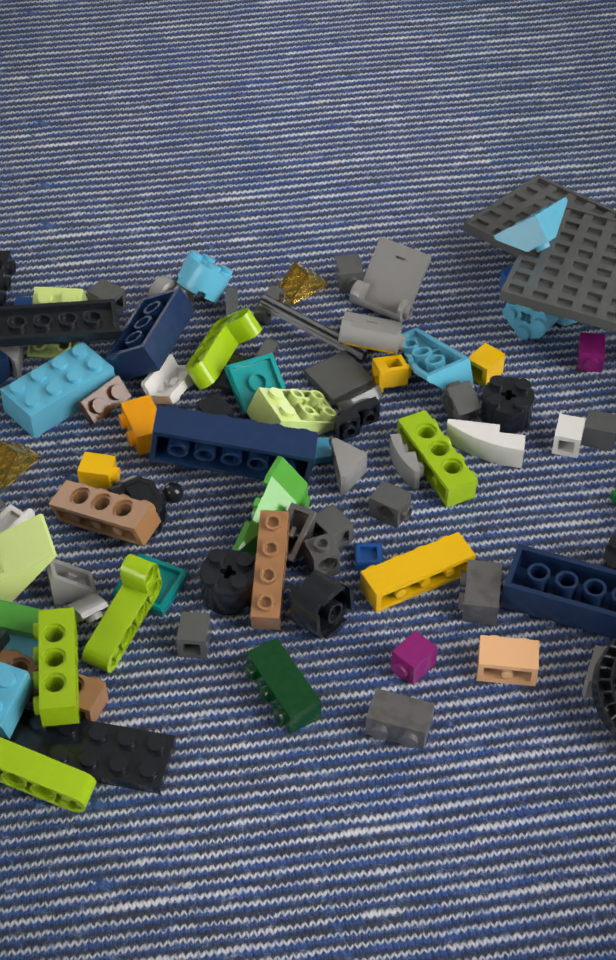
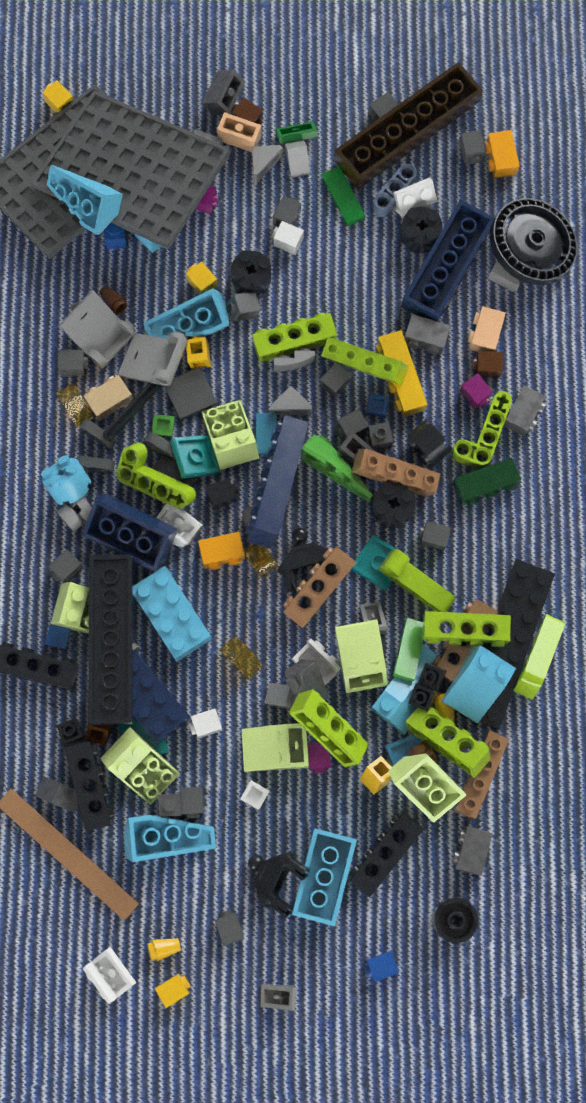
camera: 85 degrees left, 30 degrees up
(88, 608) = (404, 608): light grey slope -> none
(98, 470) = (267, 589): yellow brick -> none
(104, 399) = (187, 579): plate -> none
(134, 461) = (260, 560): none -> clear yellow slope
(291, 357) = (163, 426): none -> bright green plate
(315, 303) = (108, 397): none -> tan brick
(328, 673) = (488, 429): none -> lime beam
(349, 422) = (246, 392): black slope -> none
(360, 396) = (223, 381): dark grey beam -> none
(418, 518) = (364, 361): none -> lime brick
(434, 297) = (113, 300): none -> reddish brown cone
(458, 668) = (488, 364): none -> reddish brown brick
(487, 442) = (285, 296): white slope -> none

